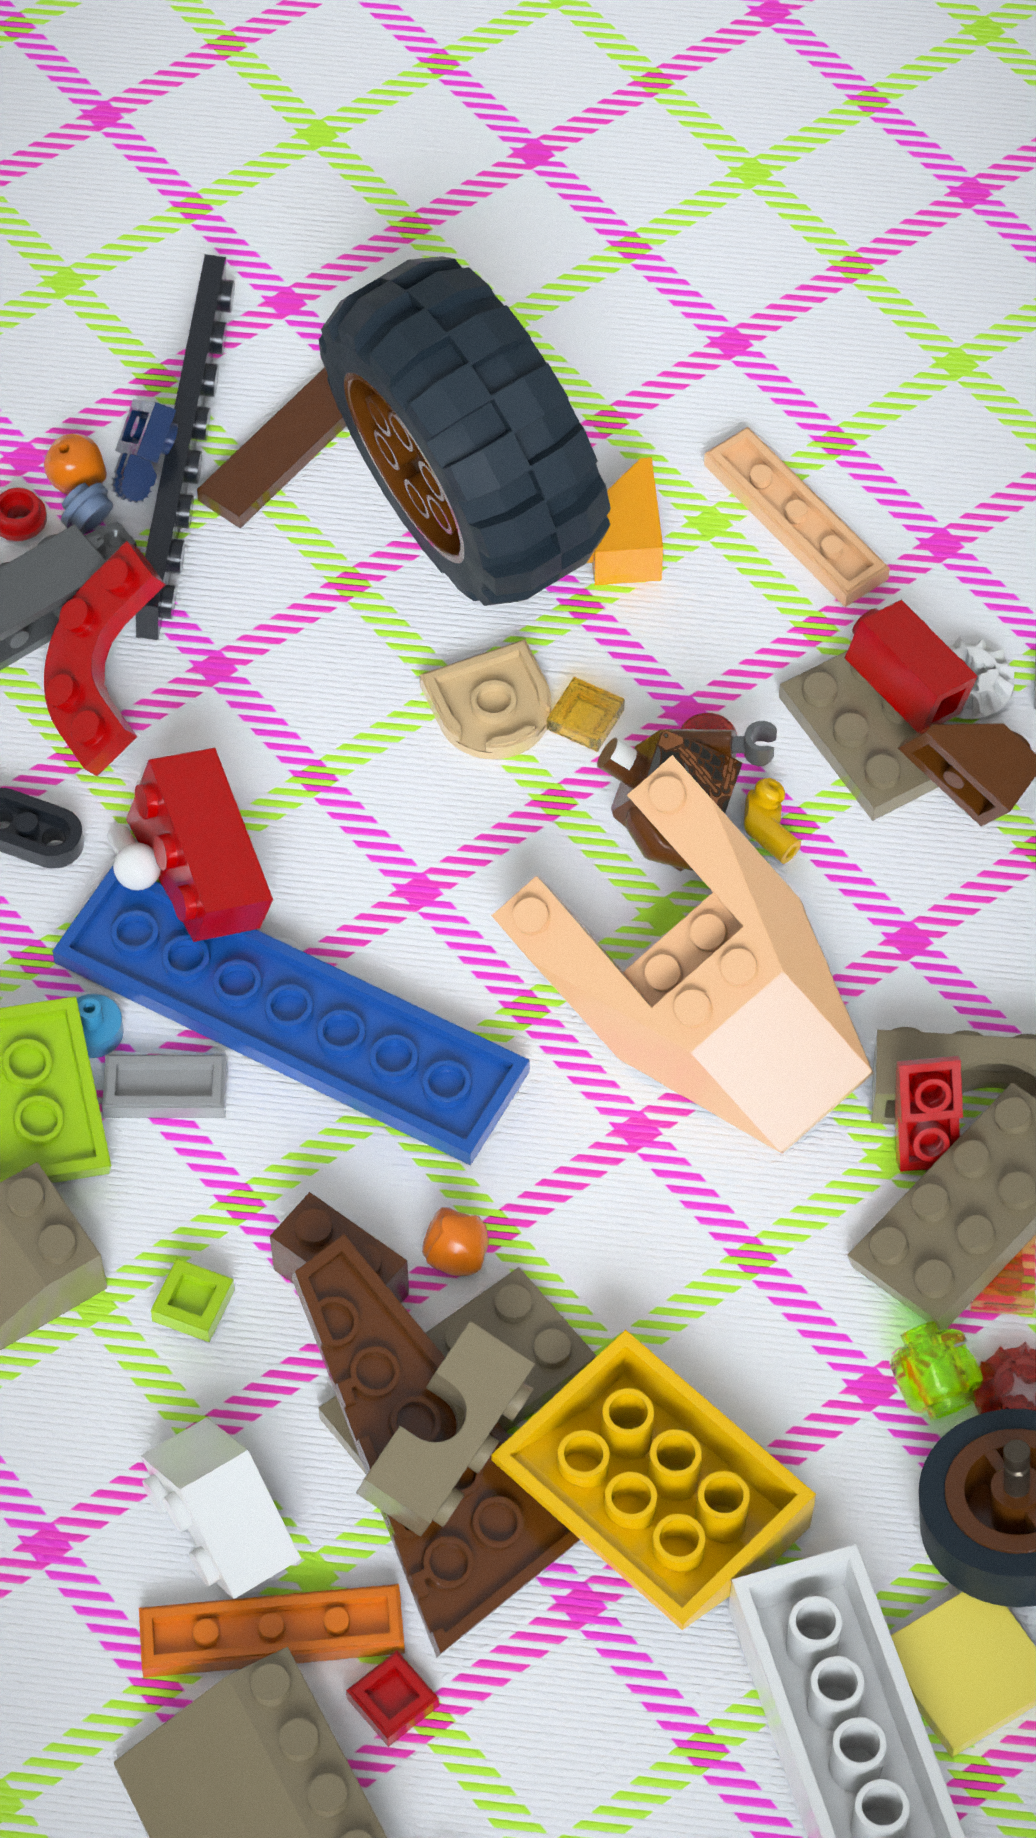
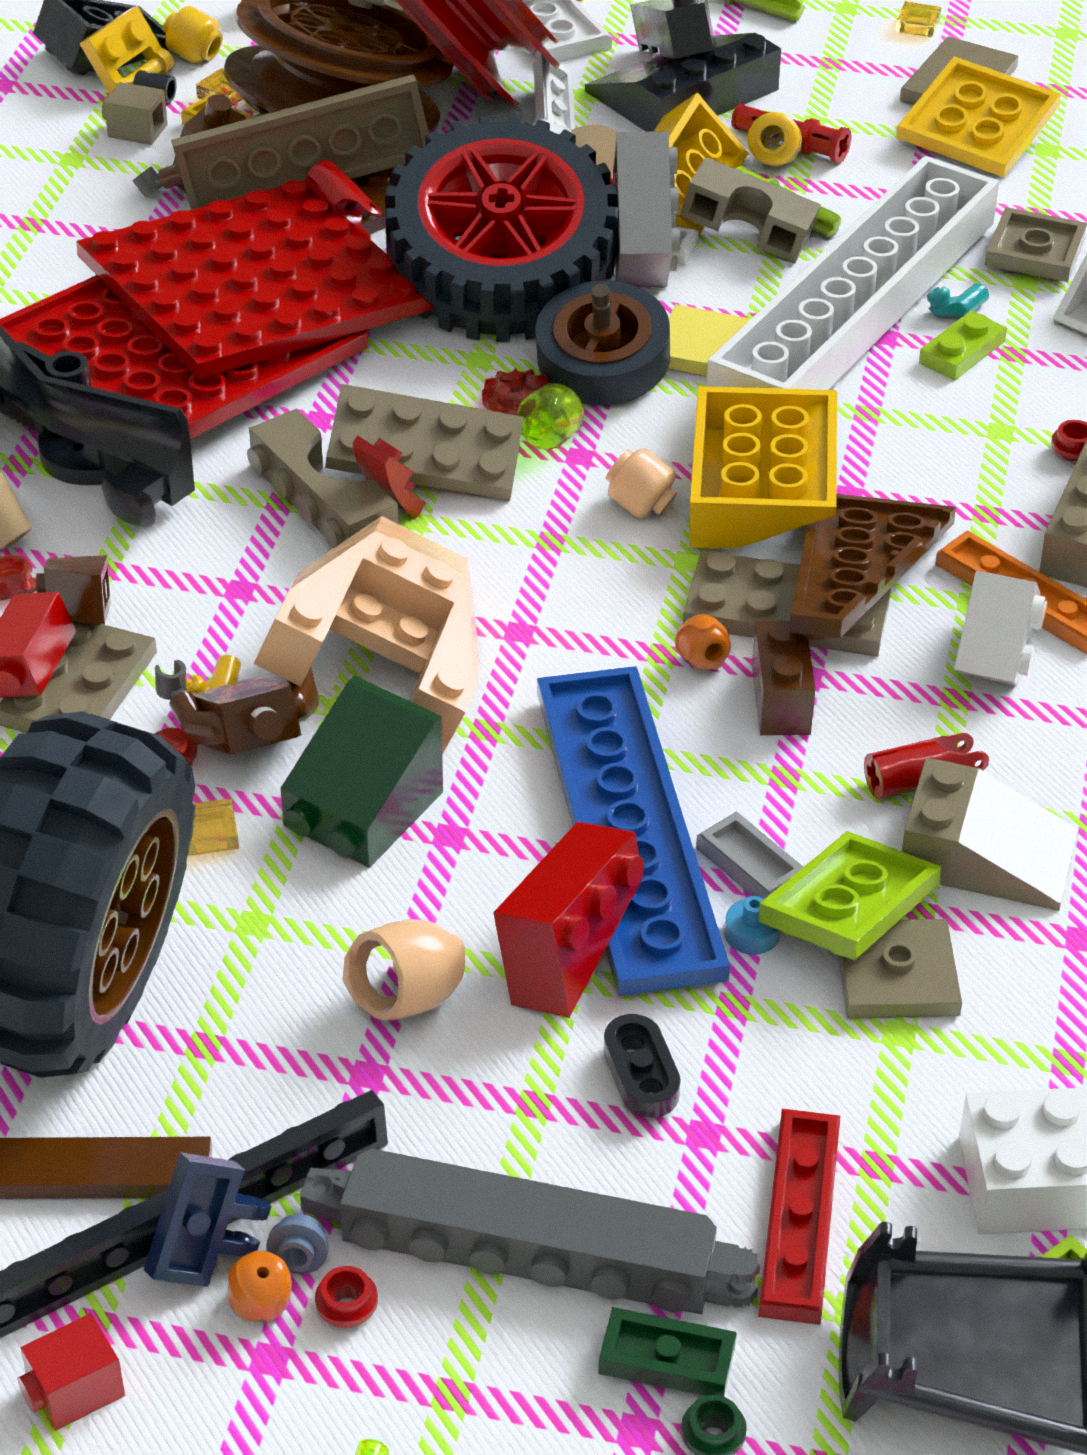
camera: 130 degrees left, 15 degrees down
(78, 655) = (454, 1134): red plate -> none
(110, 326) = (71, 1372): none -> red brick
(132, 1290) = (900, 768): none -> red piece
(134, 862) = (617, 946): white bar -> none
(192, 1300) = (882, 731): lime plate -> none
(263, 720) = (424, 958): none -> light nougat piece
(392, 1698) = (999, 524): red tile -> none
(418, 1477) = (884, 519): dark tan arch -> none
(491, 701) = (245, 887): tan tile -> none
(515, 825) = (365, 773): none -> dark green slope
(743, 1370) = (641, 483): none -> light nougat head

